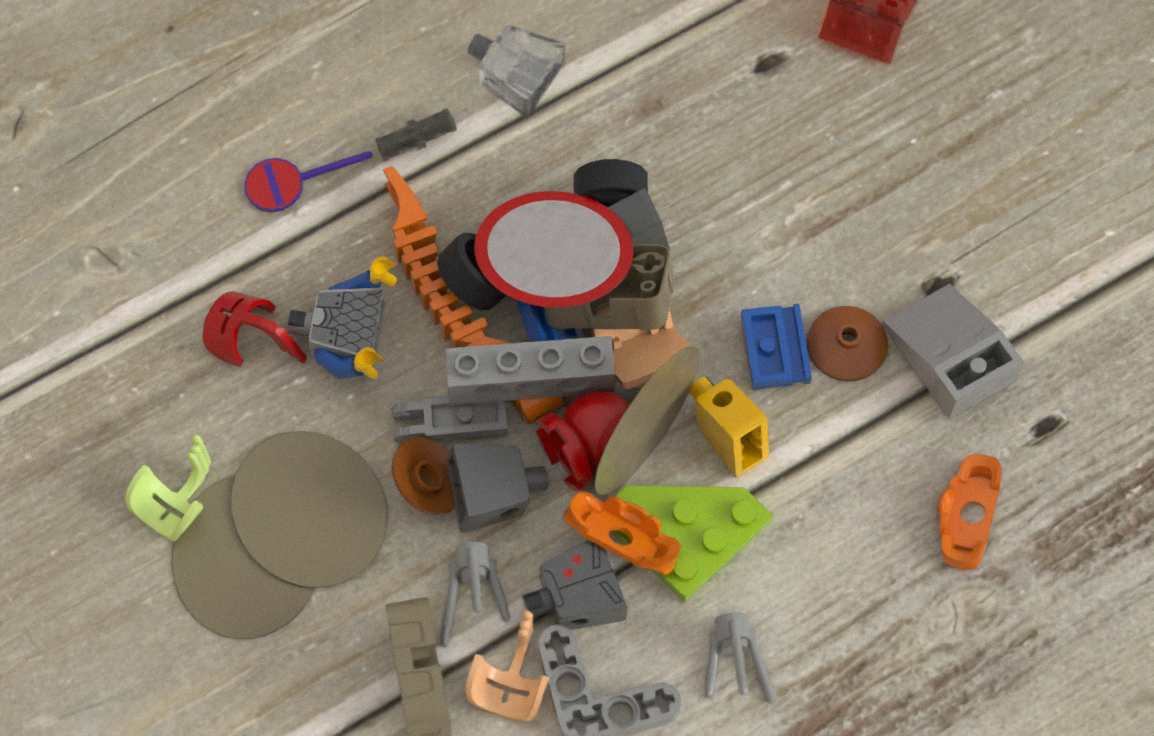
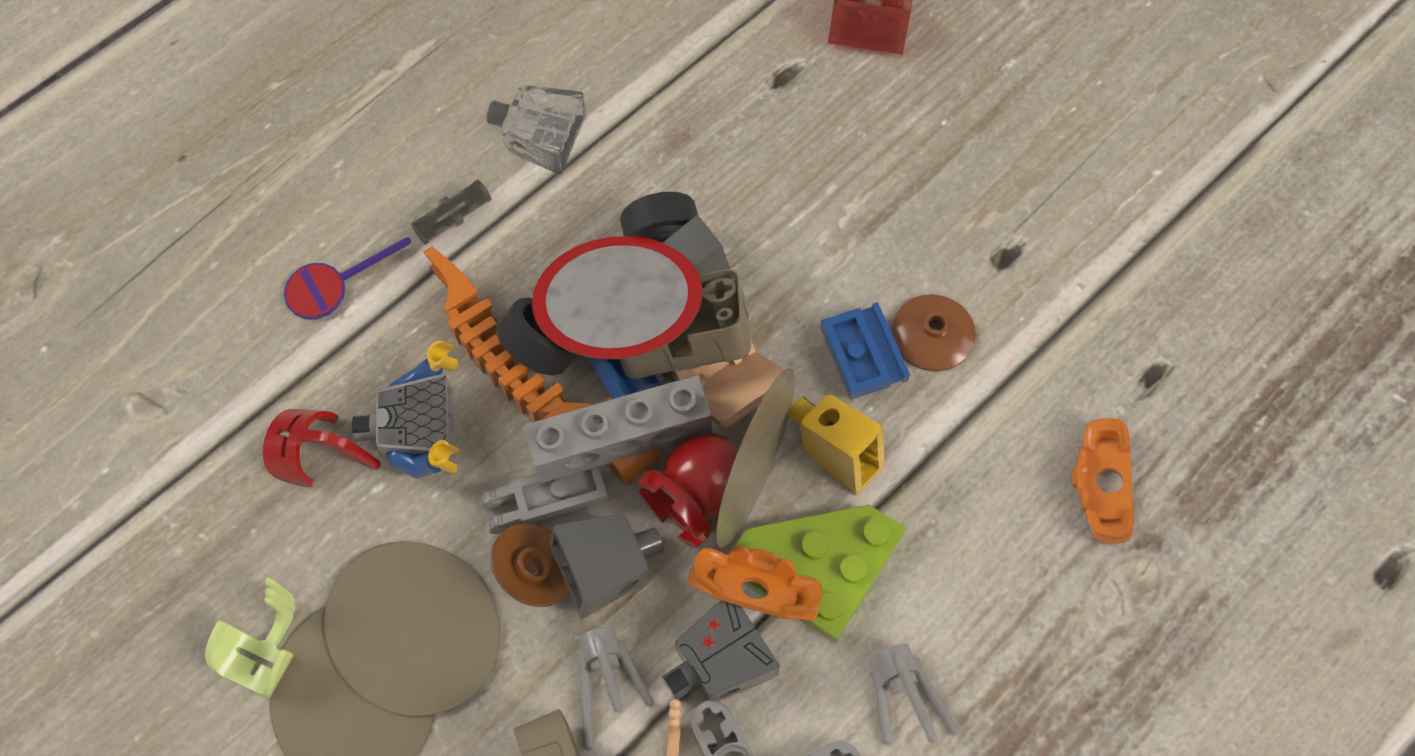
camera: 10 degrees left, 0 degrees up
(954, 350) = (1046, 316): light grey slope -> none

